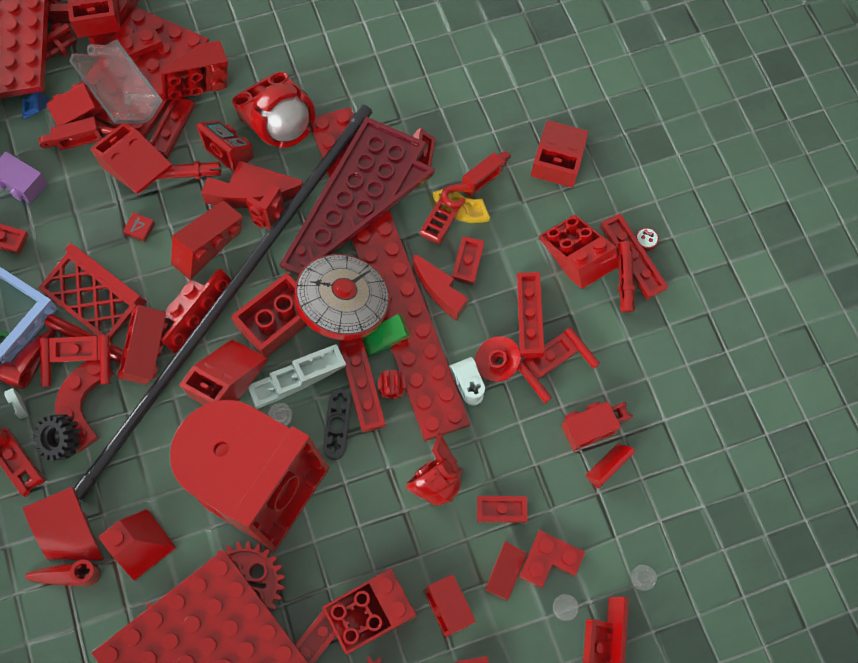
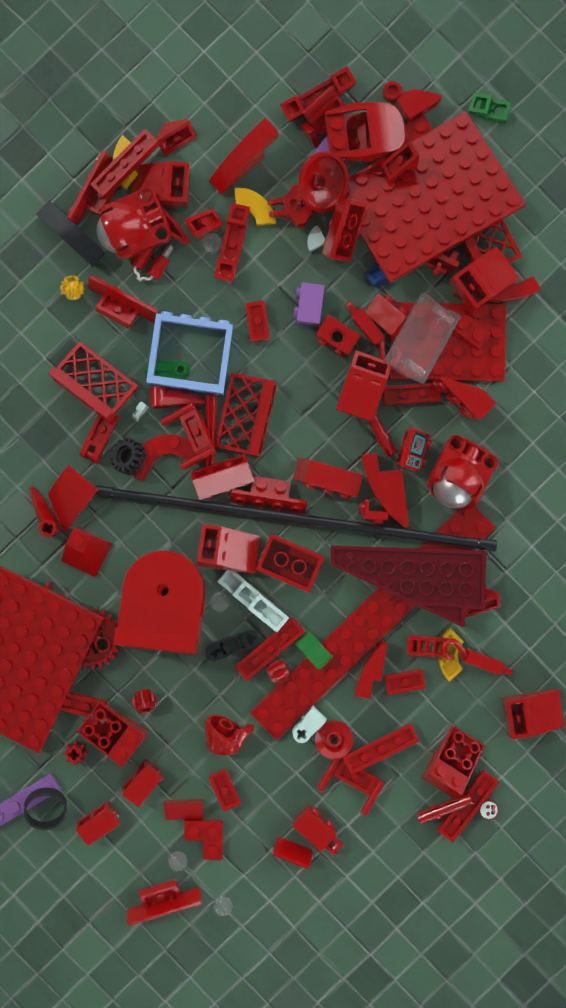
camera: 70 degrees right, 20 degrees up
(57, 162) = (332, 326): none -> red brick
(138, 227) = (315, 418): red tile -> none
(341, 297) = (325, 606): dish -> none
(350, 554) = (144, 701): none -> red gear

